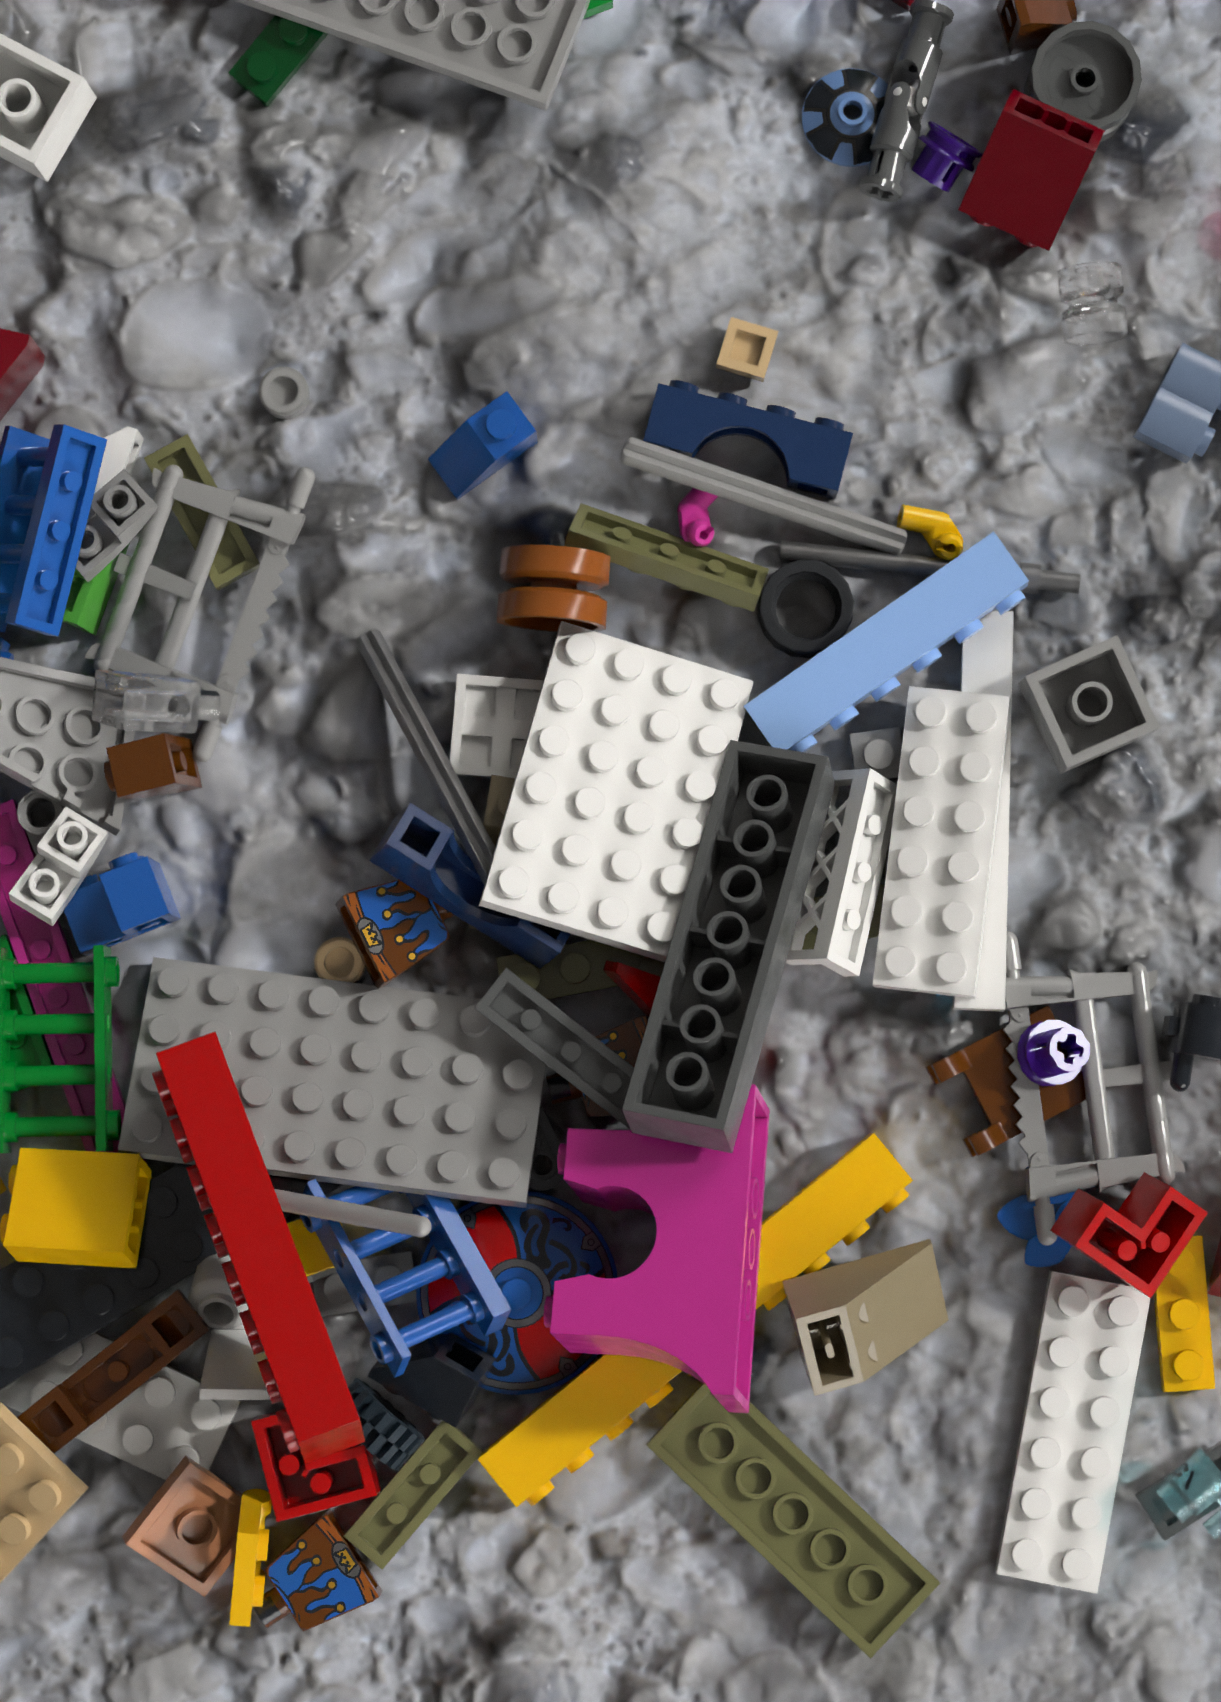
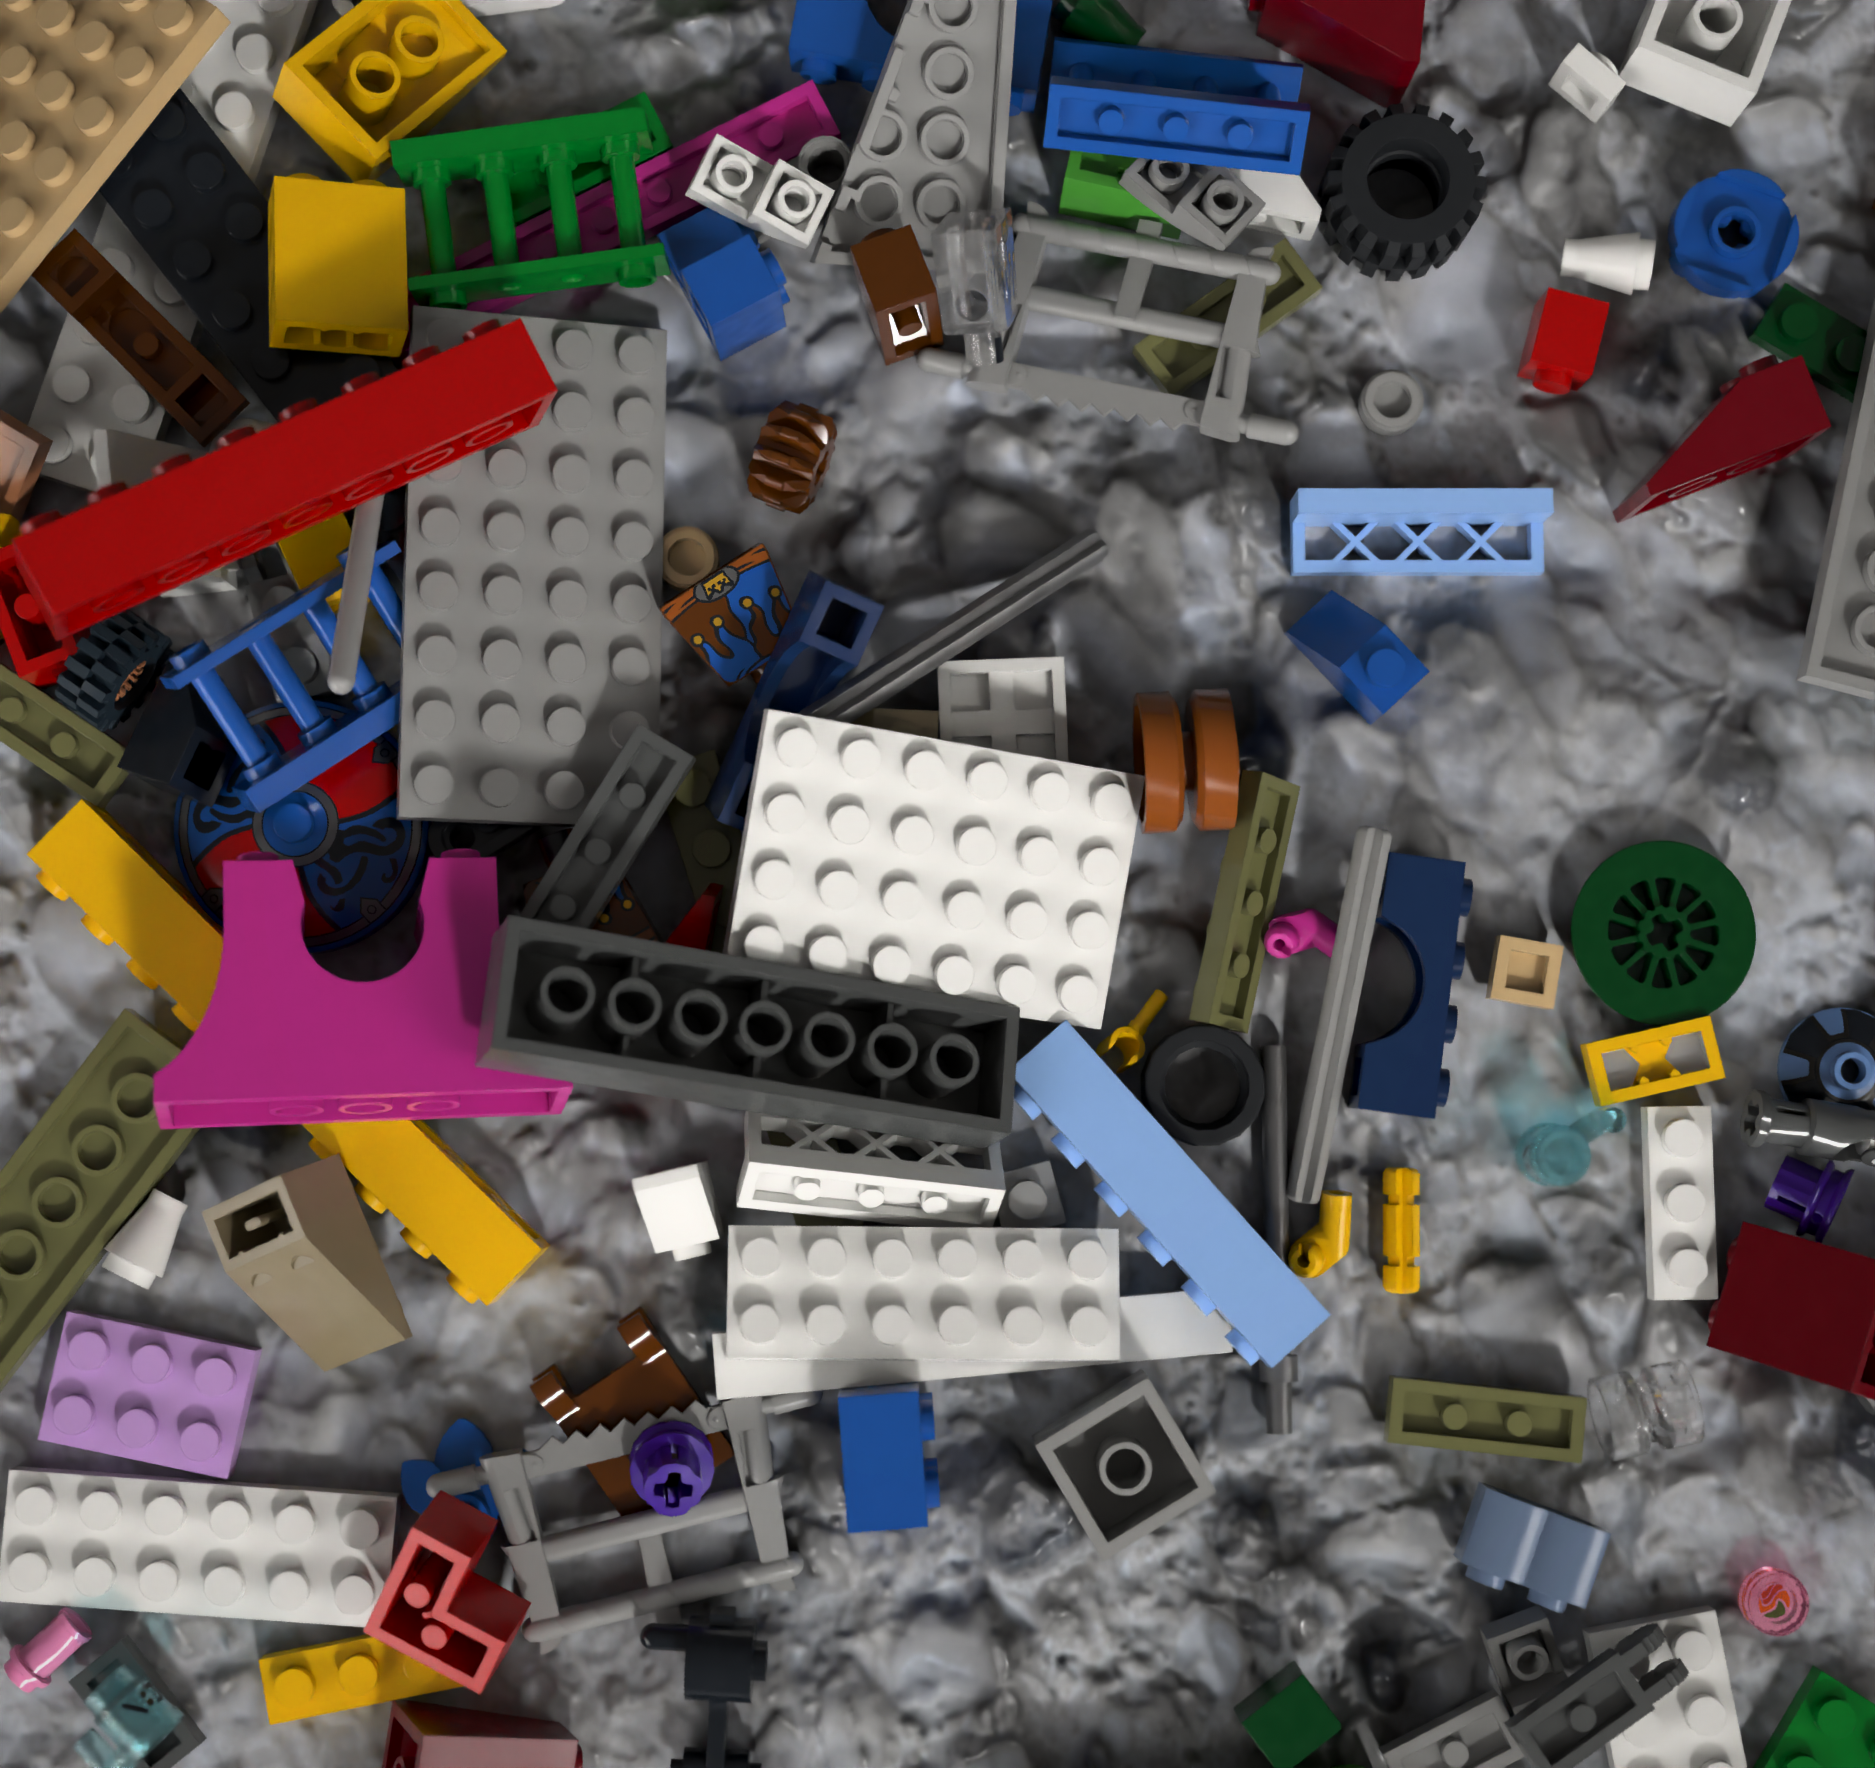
camera: 80 degrees right, 0 degrees up
(48, 203) = (1587, 82): none -> white plate
(106, 324) = (1417, 146): none -> black tyre
(174, 82) = (1764, 218): none -> blue plate
(194, 205) = (1610, 261): none -> white cone
(255, 252) = (1562, 341): none -> red brick
(272, 867) = (792, 457): none -> reddish brown gear
(341, 116) = (1753, 424): none -> dark red slope
(372, 384) = (1419, 508): none -> light blue fence
(753, 192) = (1728, 917): none -> dark green piece
(762, 659) = (1130, 1038): none -> yellow hand
(827, 261) = (1652, 1061): none -> yellow piece
(830, 1448) = (146, 1240): none -> white cone
(855, 1022) = (680, 1210): none -> white slope
(890, 340) = (1560, 1153): none -> clear light blue piece
(934, 470) = (1401, 1230): none -> yellow axle
(937, 255) = (1679, 1203): none -> white plate
(950, 1459) = (149, 1394): none -> lavender plate
(1062, 884) = (883, 1457): none -> blue brick
(1085, 425) = (1485, 1419): none -> olive plate
(1139, 1557) = (35, 1662): none -> bright pink pin

